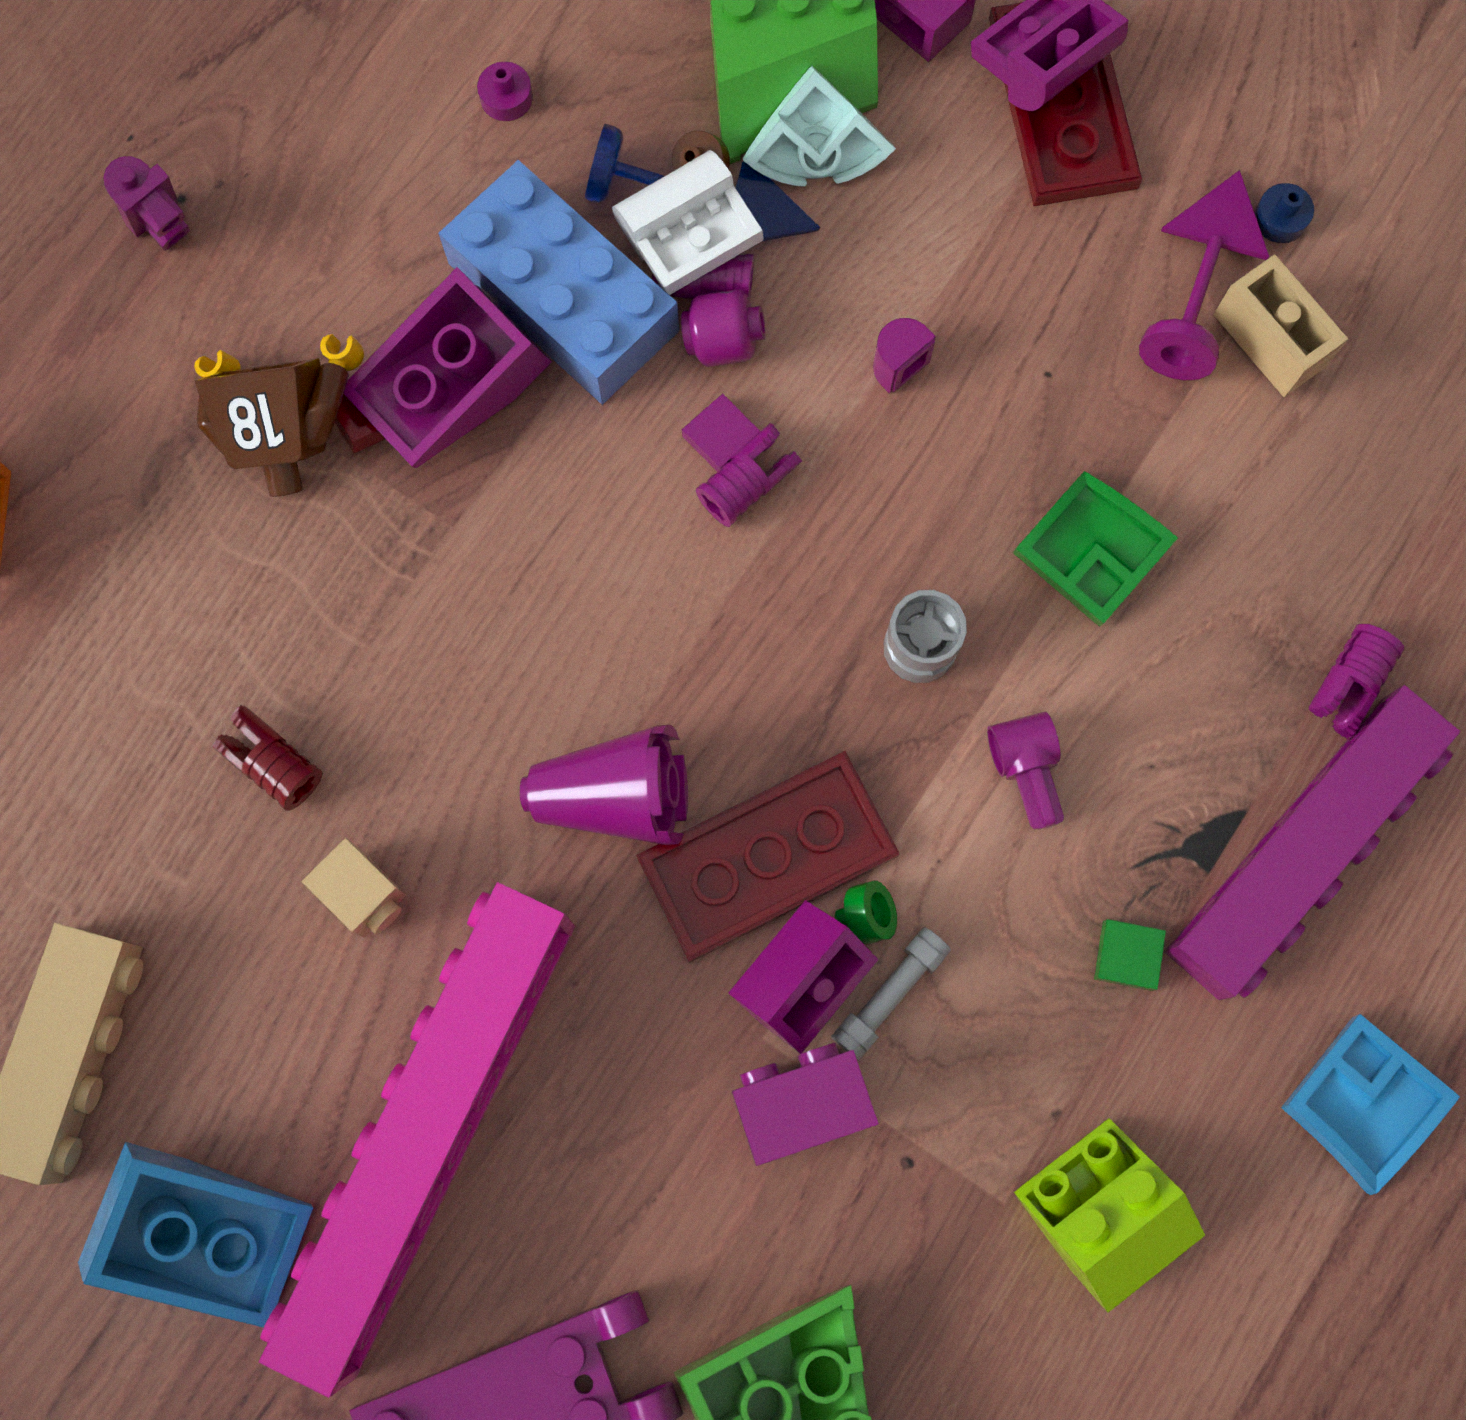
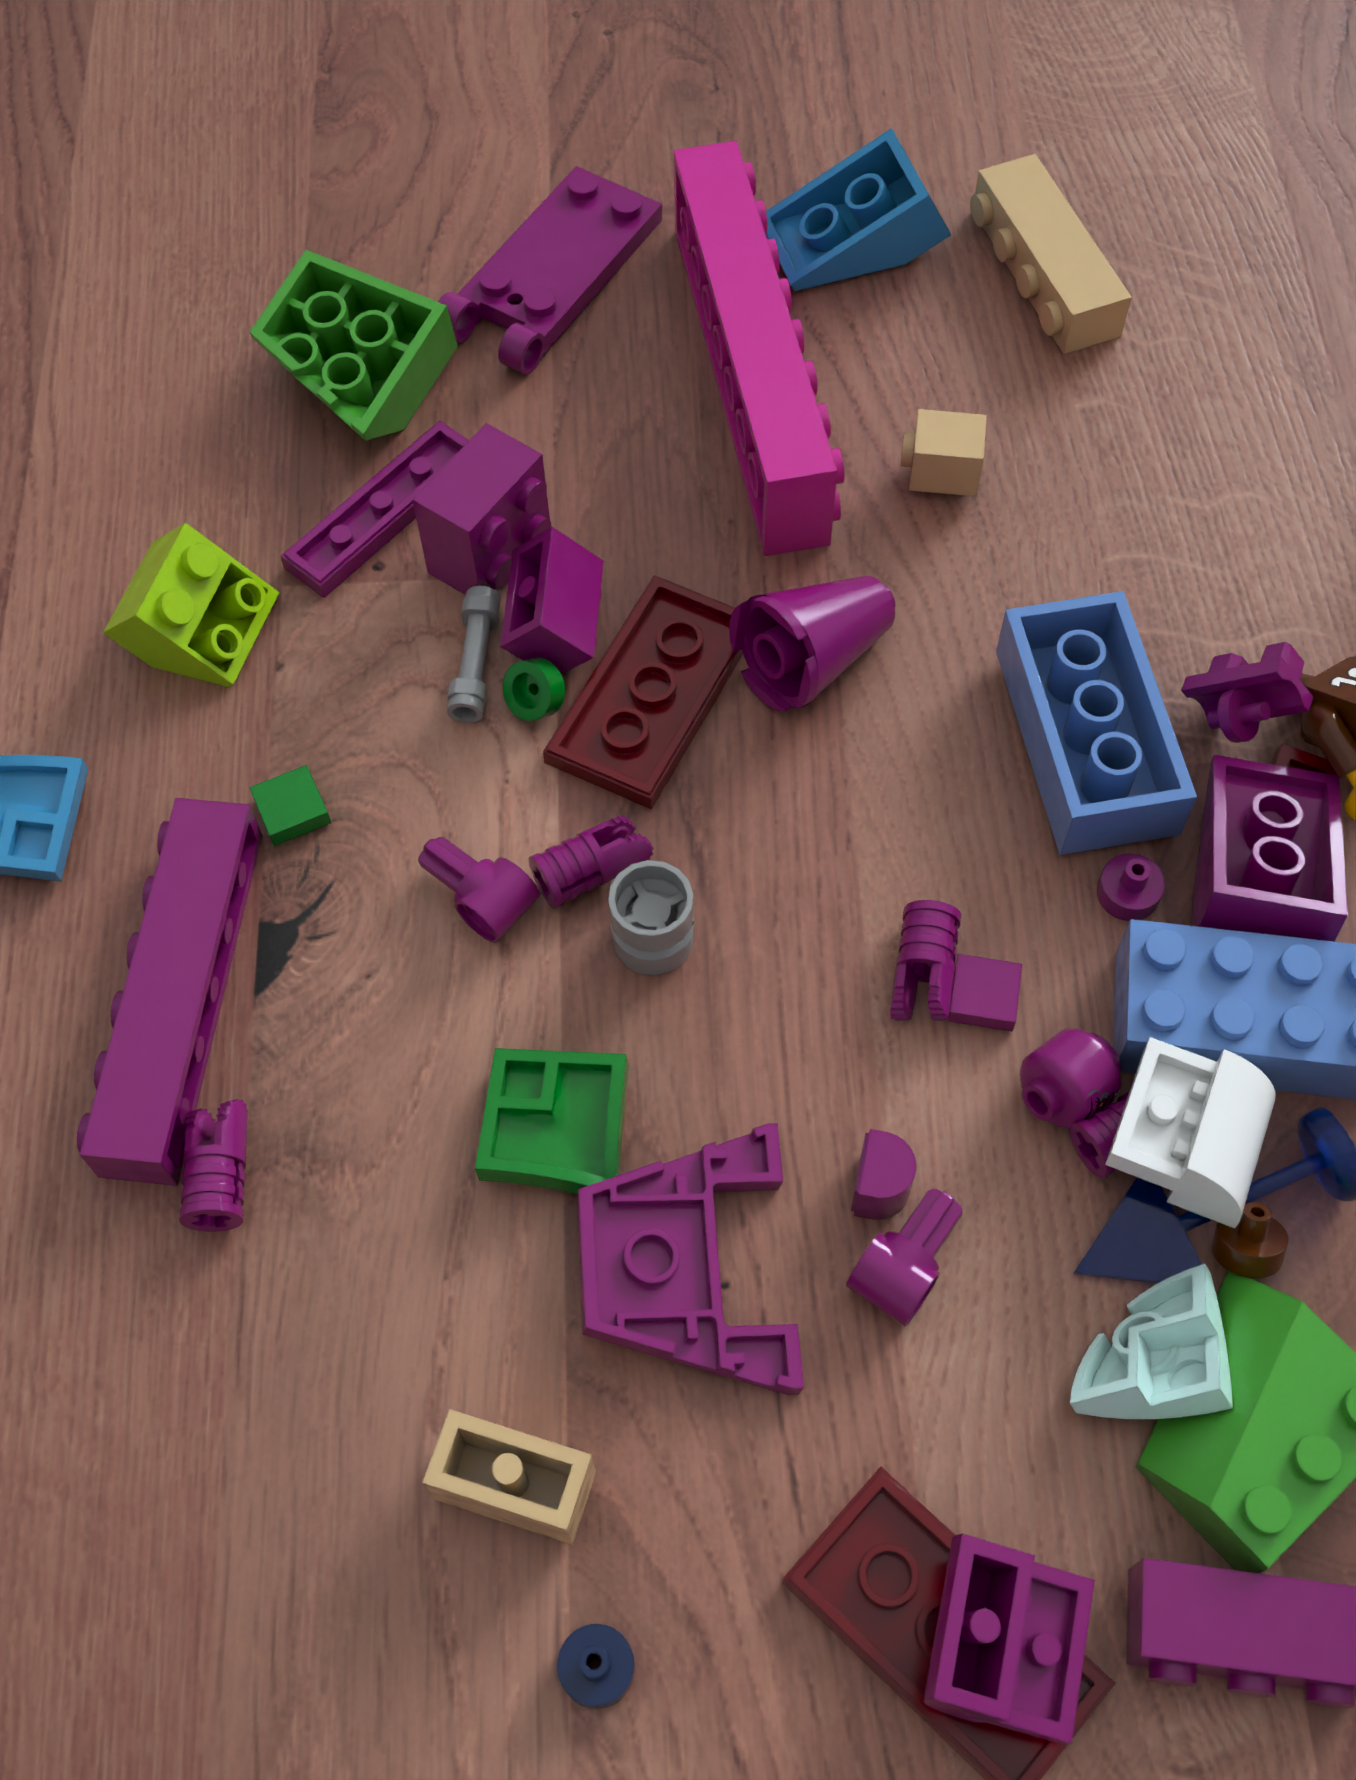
camera: 145 degrees right, 15 degrees down
(271, 763) = (1100, 499): dark red hinge -> none
(322, 471) = (1244, 694): none -> magenta hips
(471, 556) = (1094, 723): none -> medium blue brick
(551, 435) = (1130, 887): none -> magenta tile
(866, 1221) = (371, 514): none -> magenta tile
(935, 292) = (901, 1266): none -> magenta axle
(942, 733) = (588, 860): none -> magenta hinge
(1087, 409) = (656, 1268): none -> magenta wing
(1223, 221) = (663, 1595): magenta piece -> none

